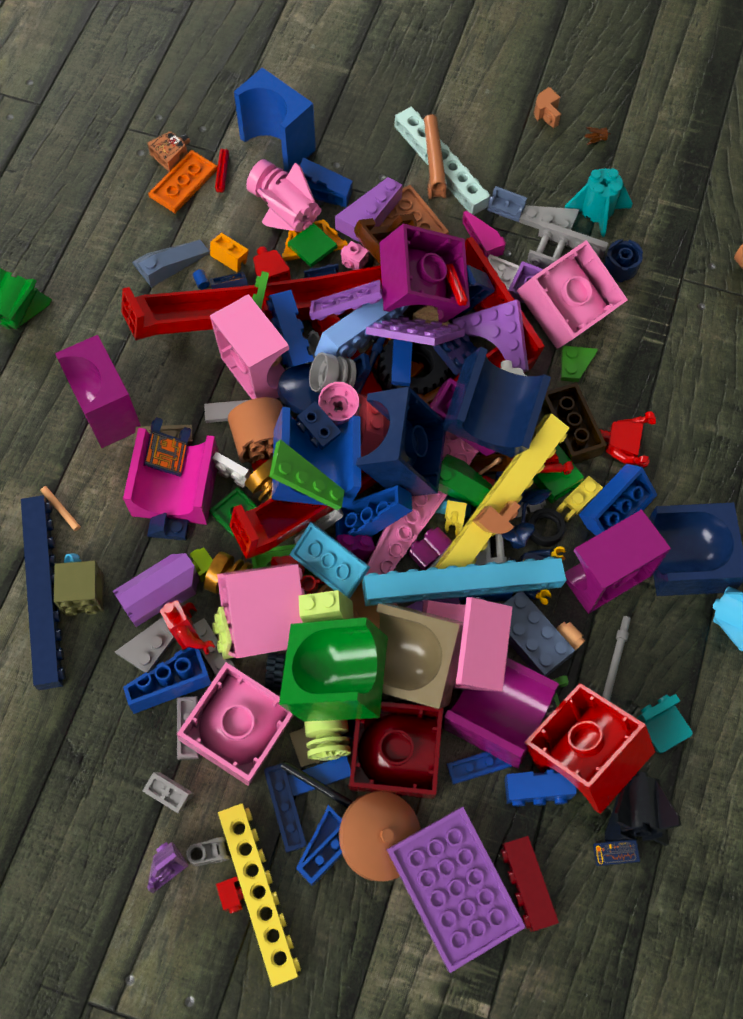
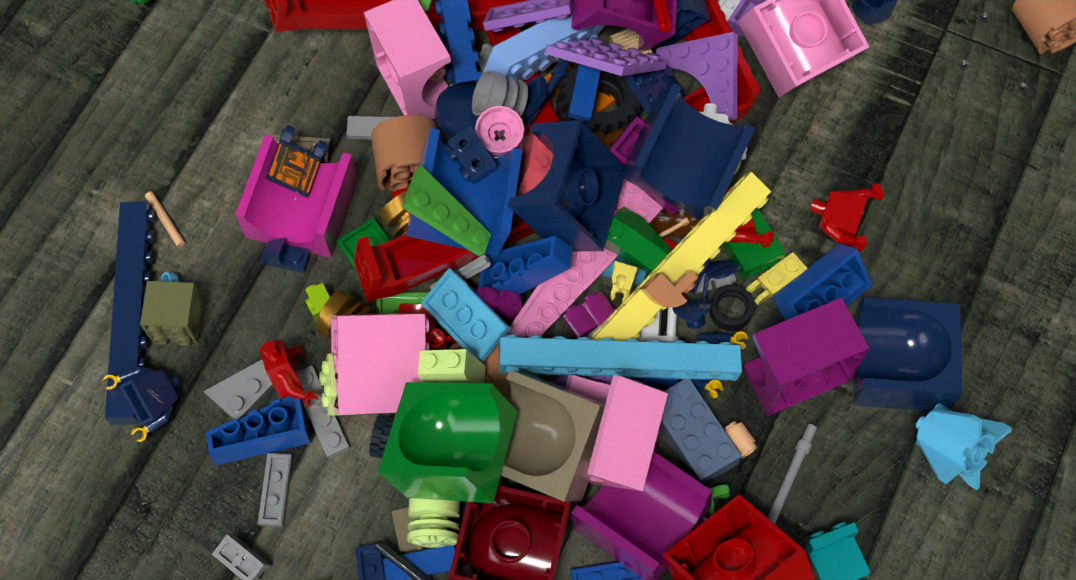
camera: 10 degrees right, 0 degrees up
(68, 661) = (149, 396): none -> dark blue torso
(99, 390) = (225, 87): magenta piece -> none
(160, 584) = (271, 317): medium lavender brick -> none
(229, 468) = (366, 195): white plate -> none
(235, 724) = (328, 491): bright pink piece -> none
(575, 362) = (798, 115): bright green wing -> none
(583, 436) = (790, 201): dark brown brick -> none

